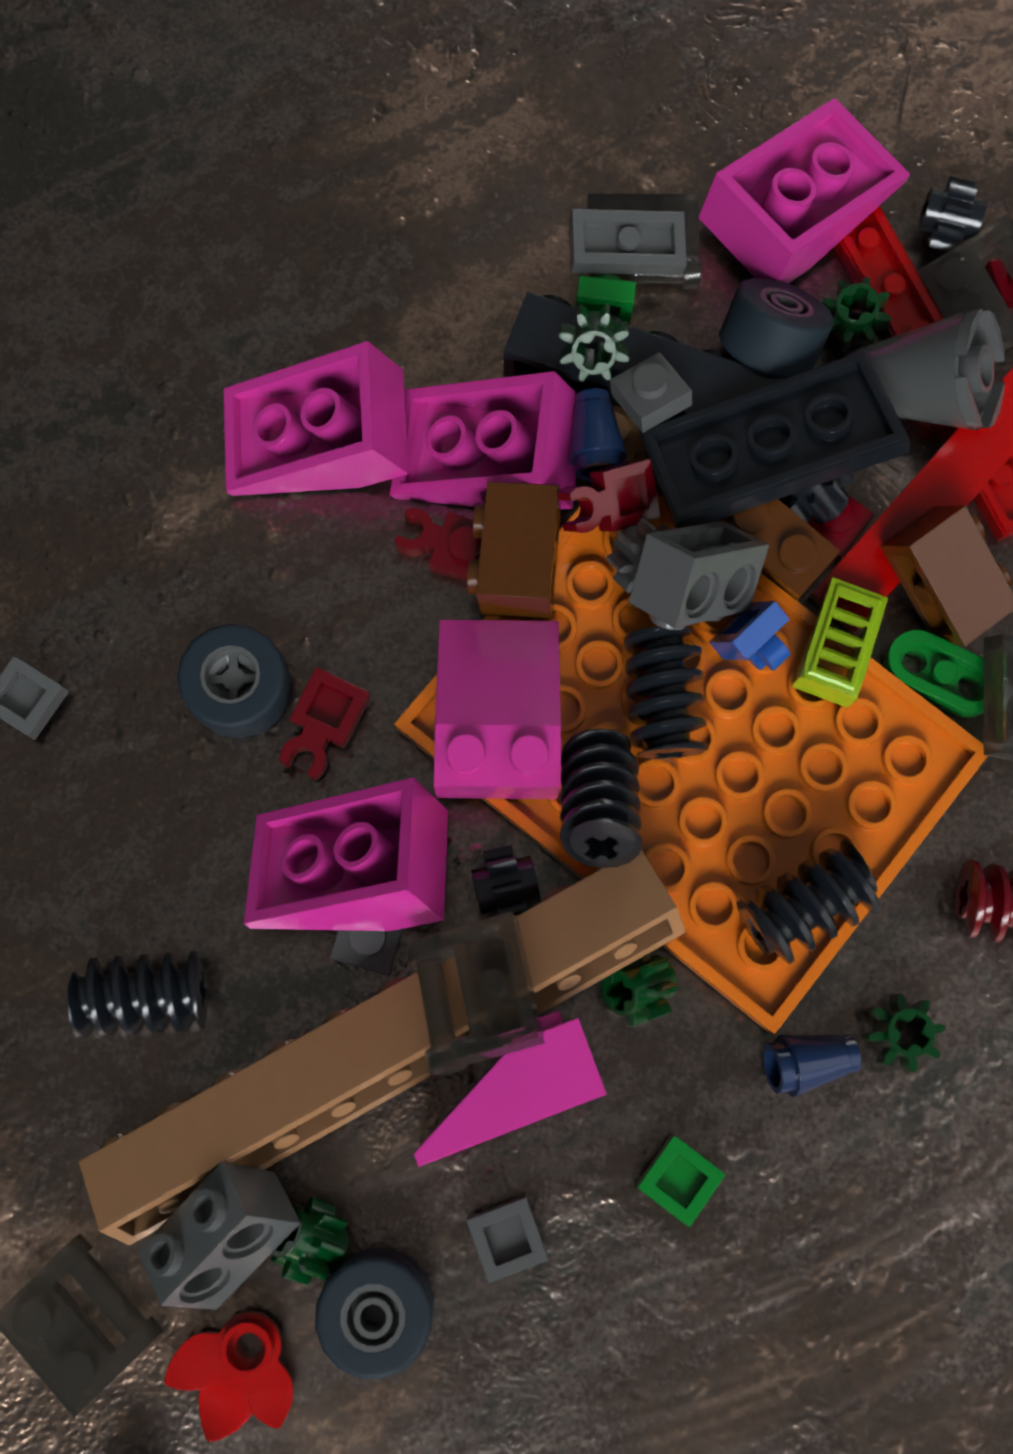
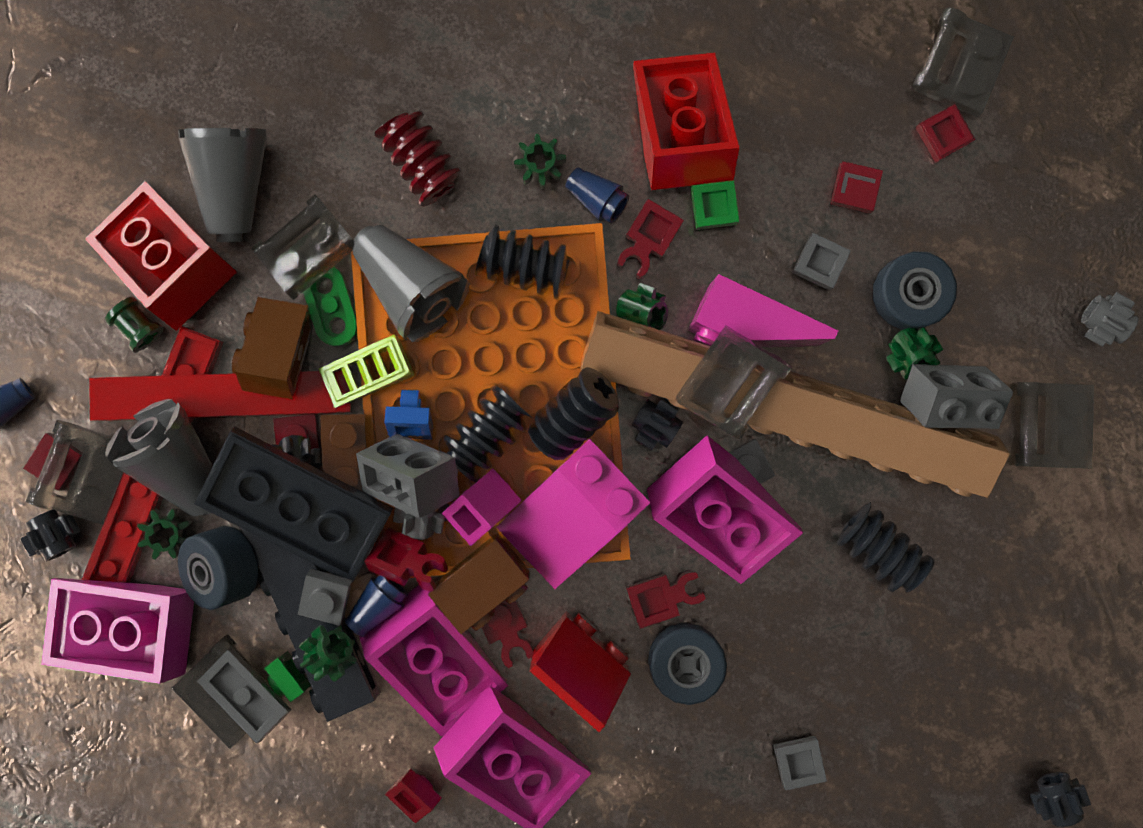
camera: 135 degrees left, 10 degrees up
(232, 1381) = (1007, 329): red plate -> none
(335, 561) = (581, 668): none -> red slope
(376, 312) = (413, 795): none -> dark red plate
(551, 1366) = (856, 187): none -> dark red tile
(594, 620) = (481, 507): none -> dark pink brick
(713, 1080) = (651, 233): none -> dark red plate
(806, 1239) = (685, 121): none -> red slope
(898, 763) = (408, 281): none -> dark grey cone

